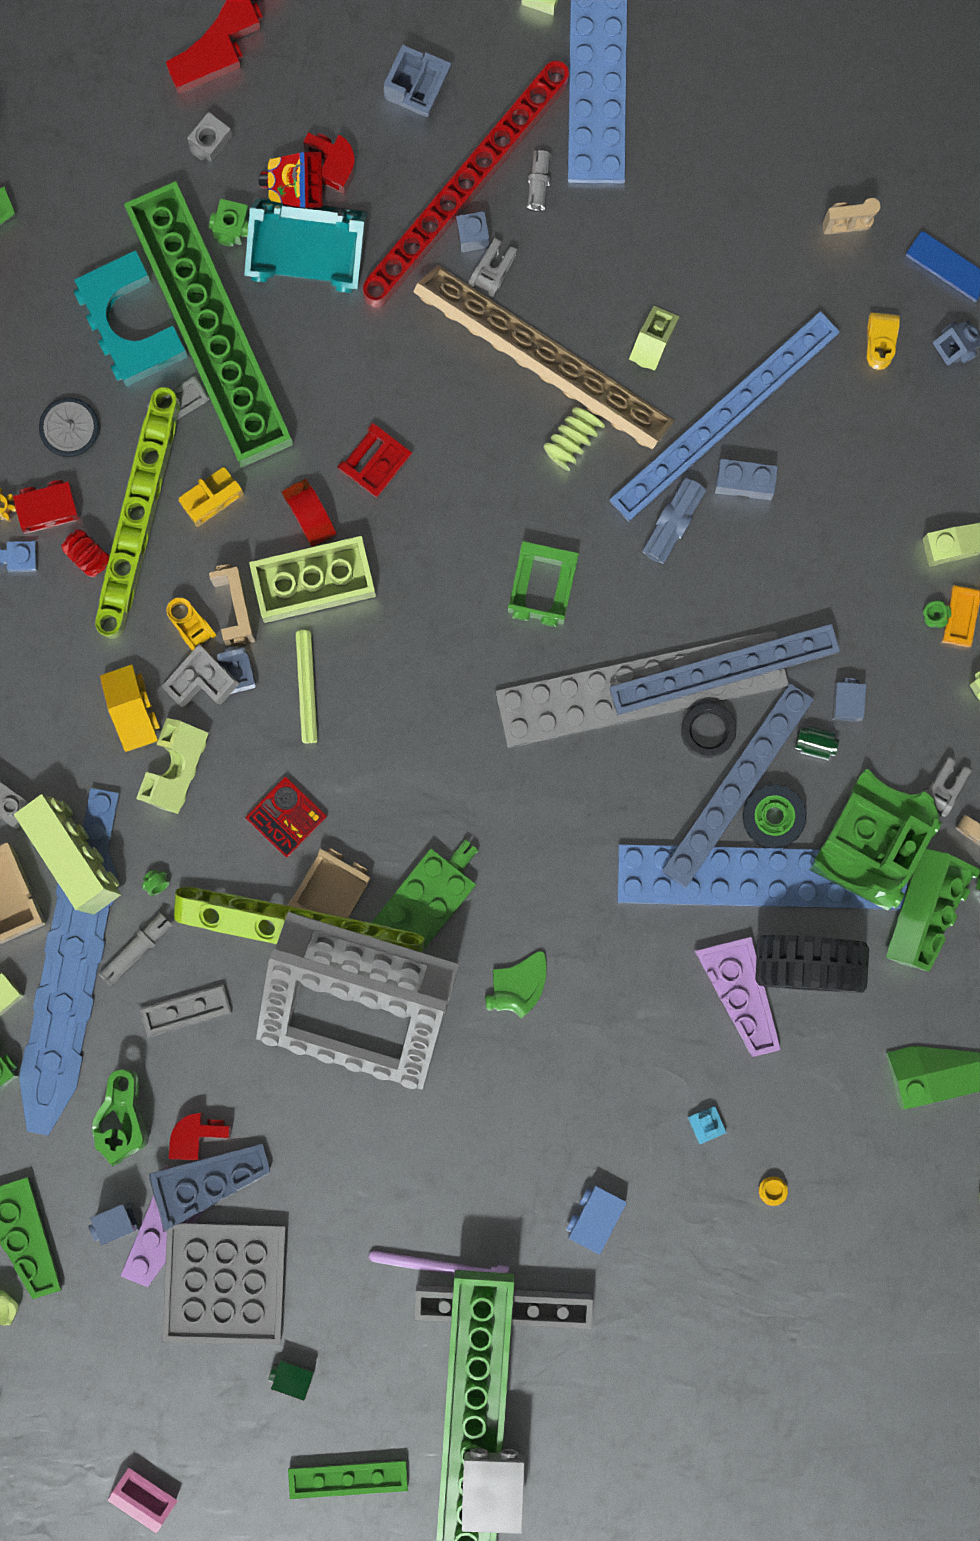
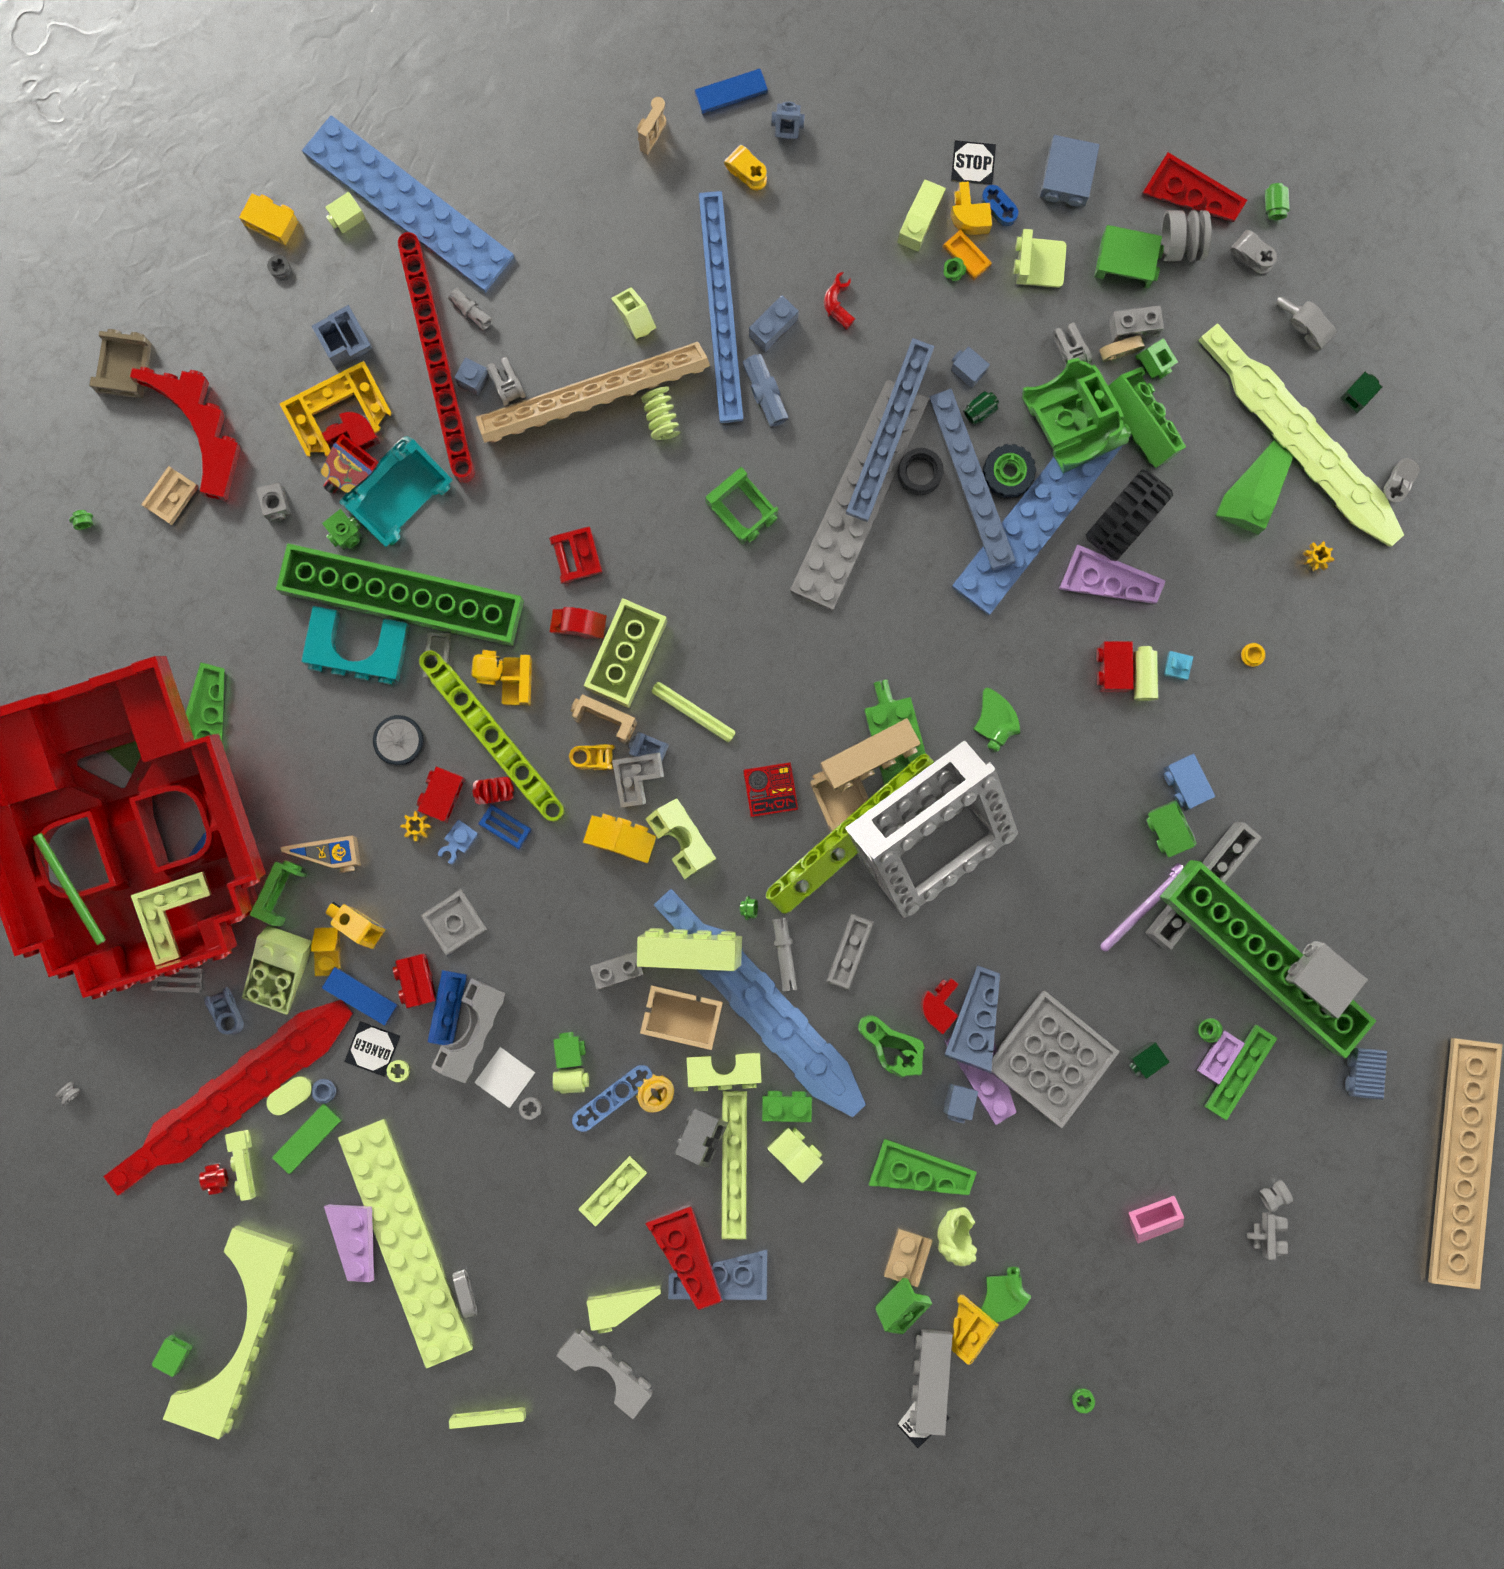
camera: 55 degrees left, 0 degrees up
(63, 615) = (522, 837): none -> blue tile
(143, 37) = (170, 495): none -> tan plate
(201, 458) = (487, 667): none -> yellow head
(348, 1448) = (1220, 1057): none -> lavender plate
(367, 1419) = (1205, 1030): none -> bright green plate
(383, 124) = (302, 407): none -> yellow wedge
(386, 886) = (870, 754): none -> tan brick
(536, 1235) = (1171, 829): none -> bright green brick
(658, 1063) = (1115, 666): none -> red brick
(672, 1098) = (1145, 674): none -> yellowish green brick
(808, 523) = (833, 306): none -> red piece
(929, 1187) = (1324, 553): none -> yellow gear

